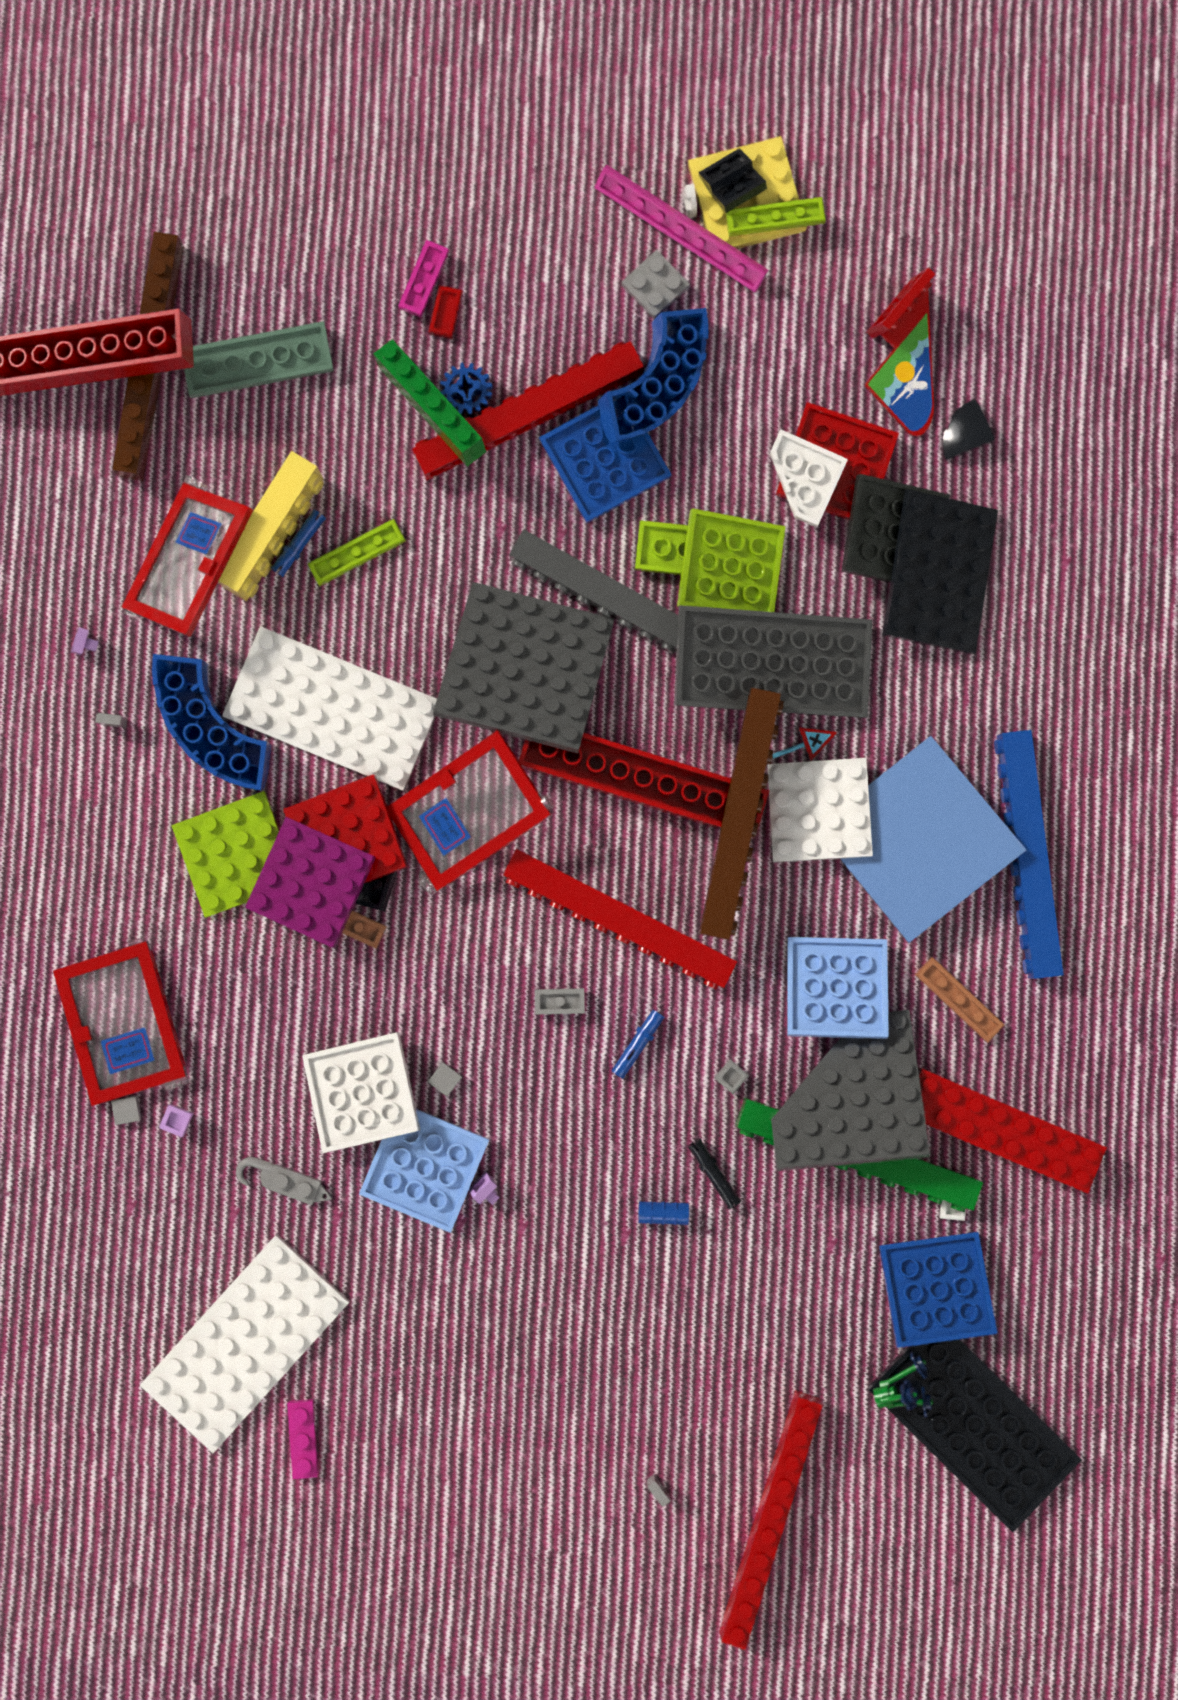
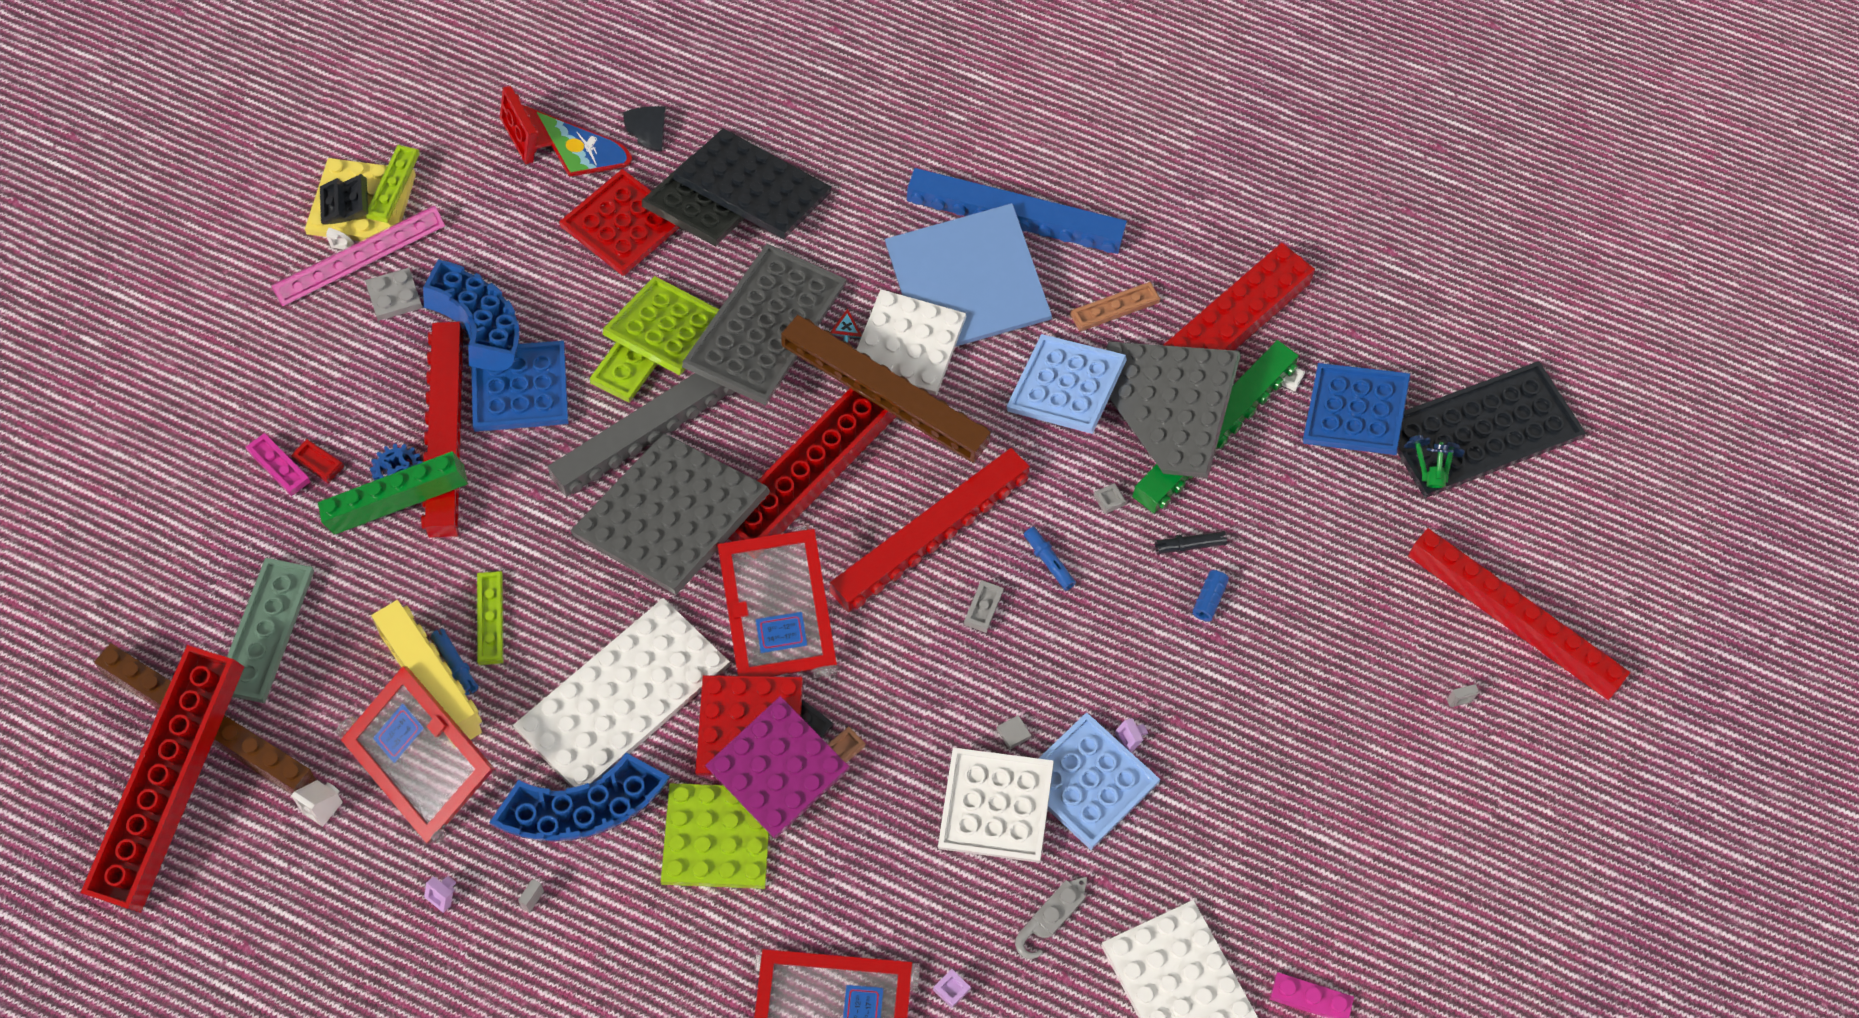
camera: 65 degrees left, 25 degrees down
(114, 495) = (317, 801): none -> white slope
(806, 475) = (621, 240): white plate -> none

